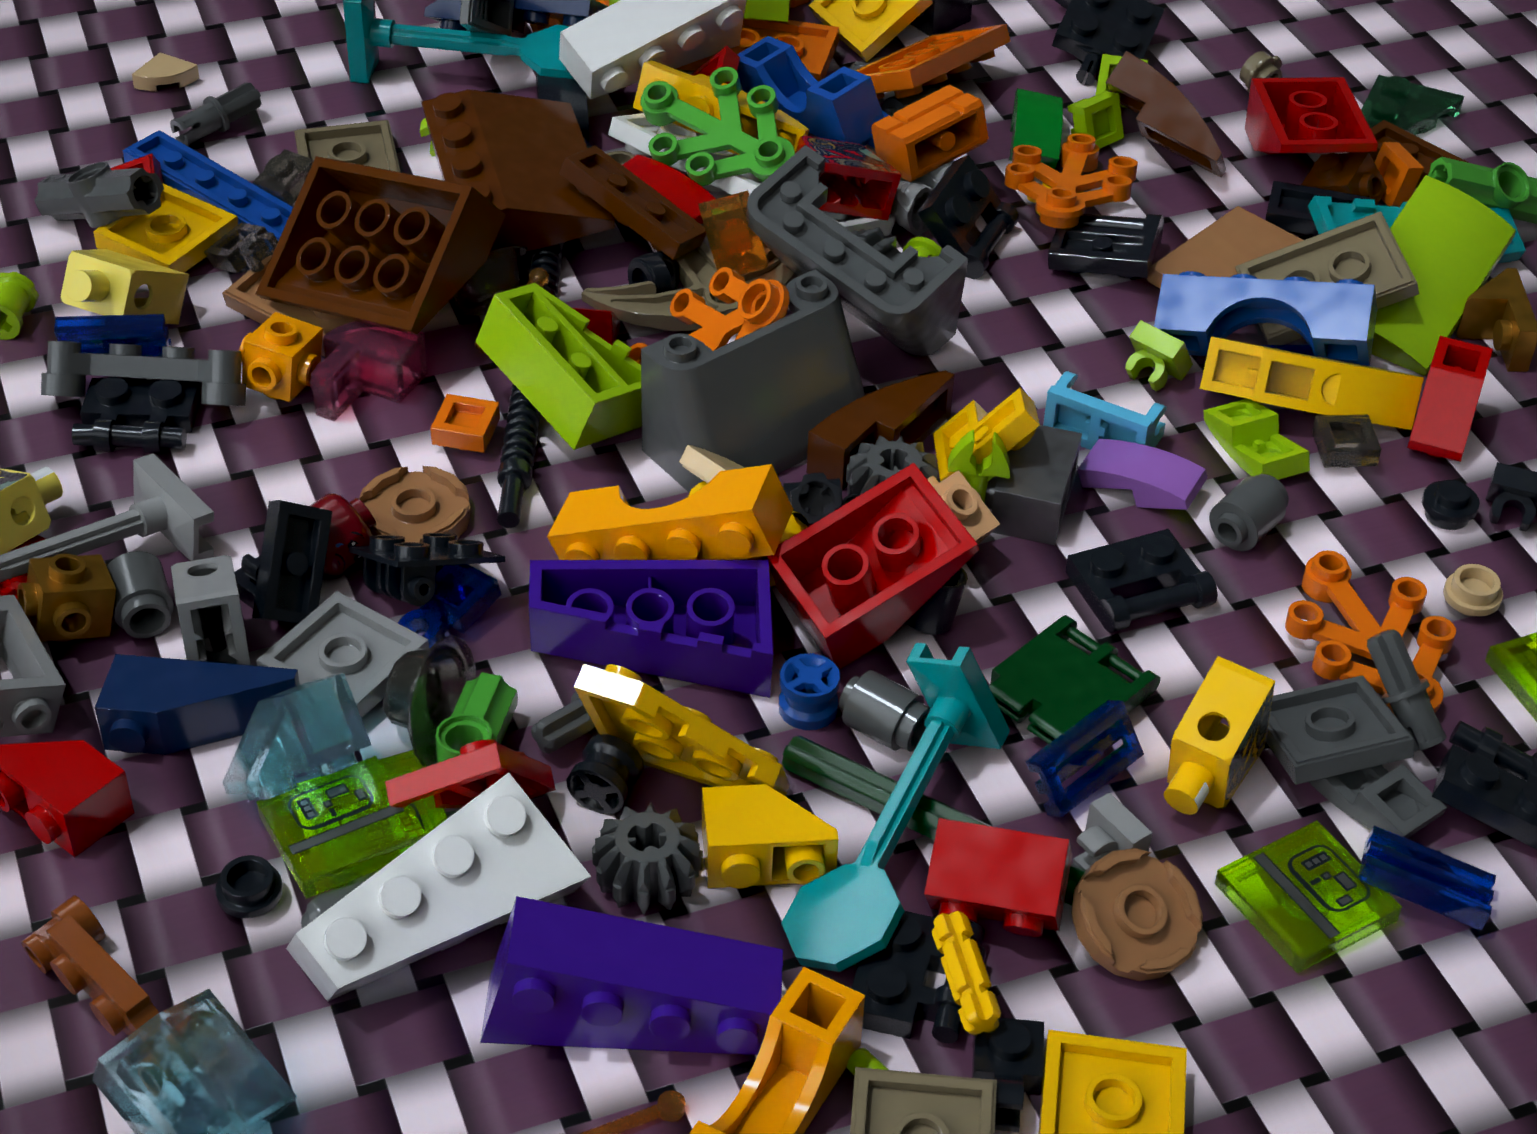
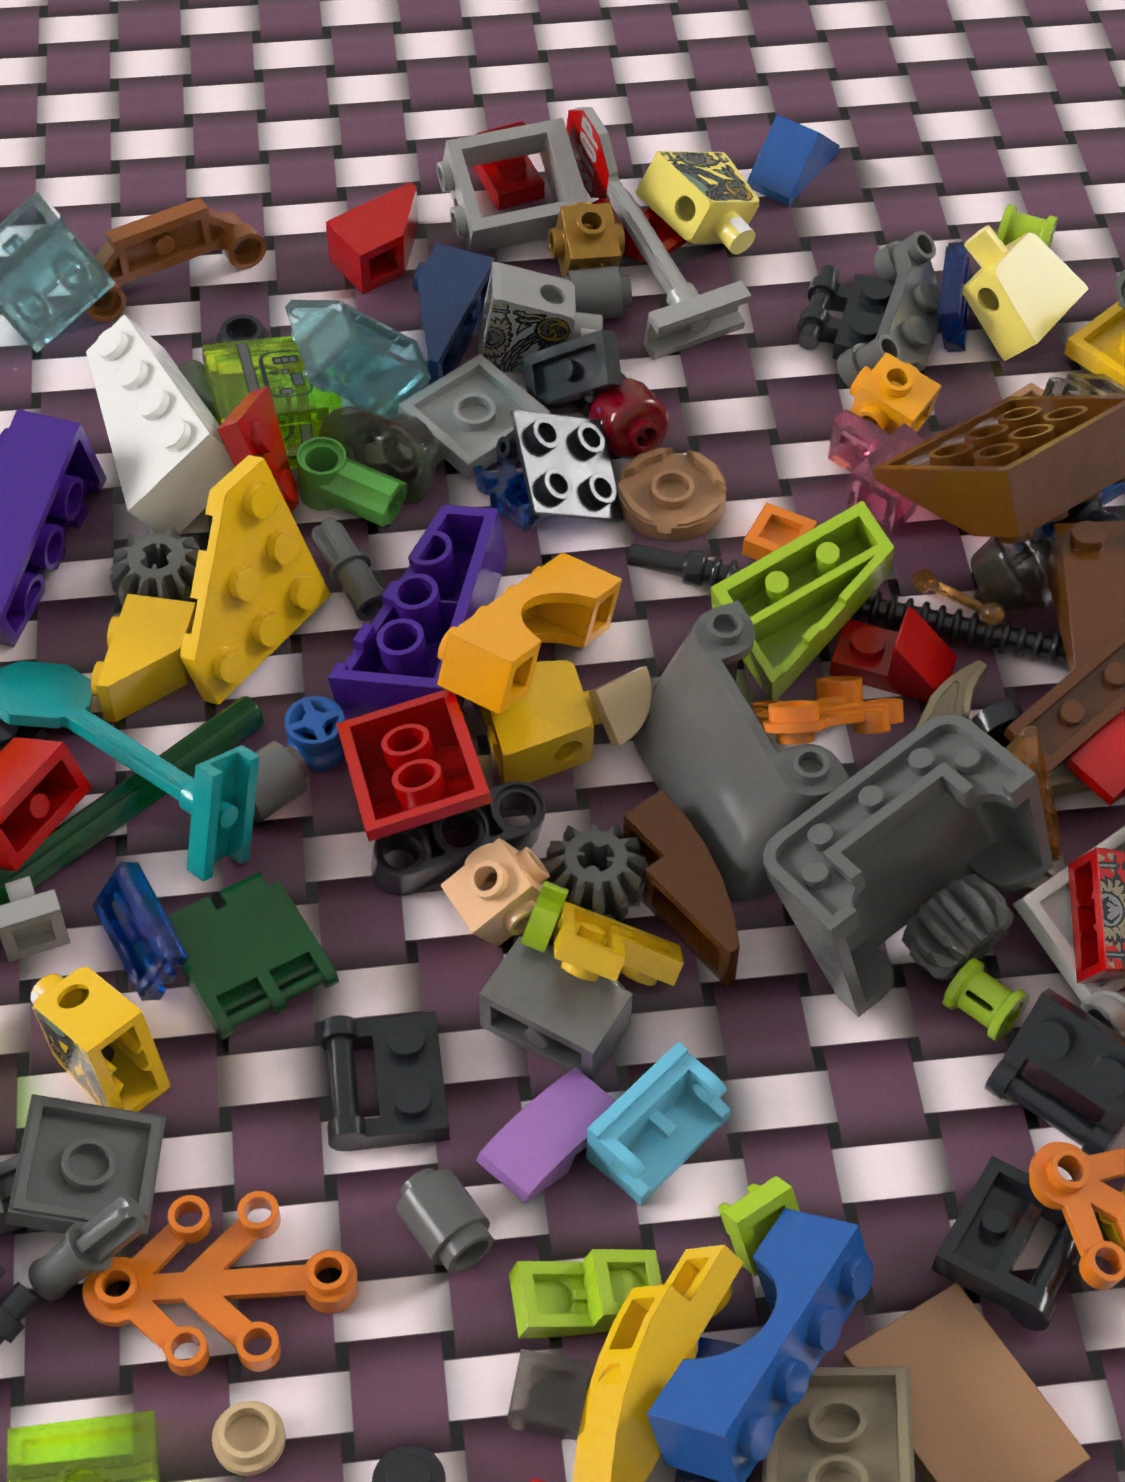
camera: 105 degrees right, 10 degrees up
(814, 497) = (566, 780): black piece -> none

